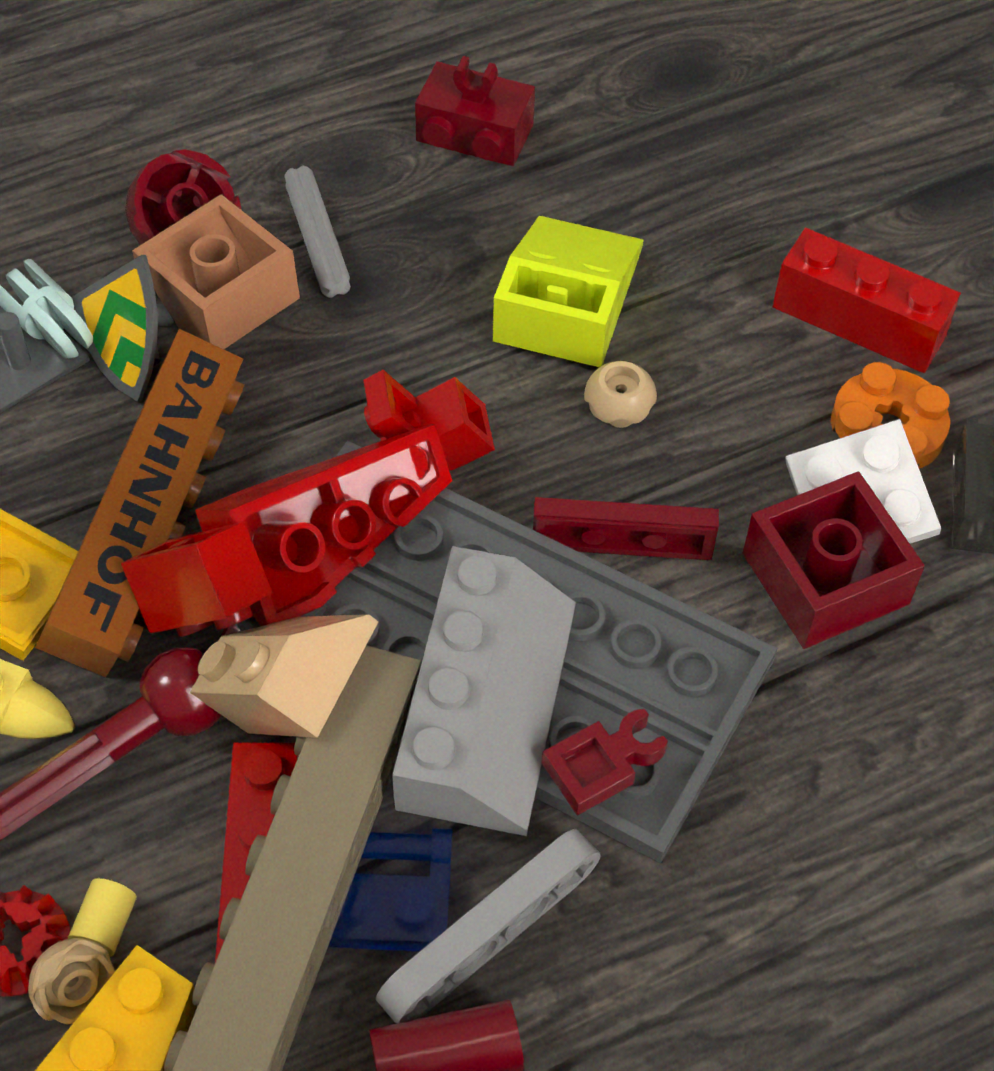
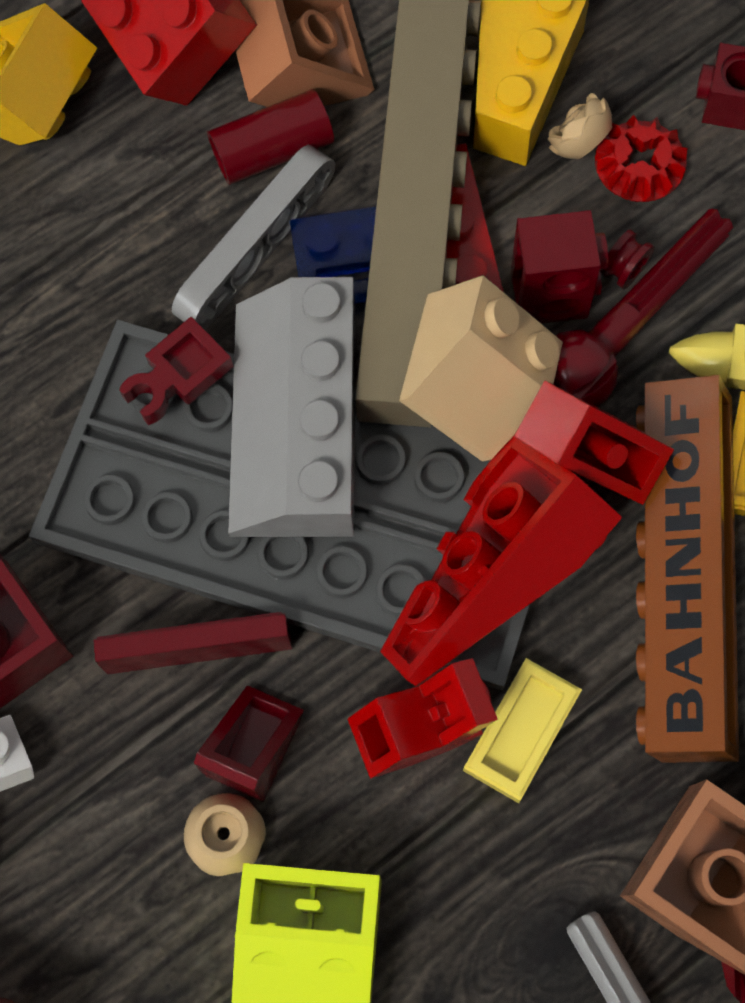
camera: 175 degrees right, 15 degrees up
(80, 812) = (628, 259): none -> dark red bush
(104, 913) = (575, 182): light yellow hinge -> none
(165, 783) = (557, 265): none -> dark red brick
(330, 424) = (524, 732): none -> light yellow tile
(588, 437) = (249, 743): none -> dark red slope

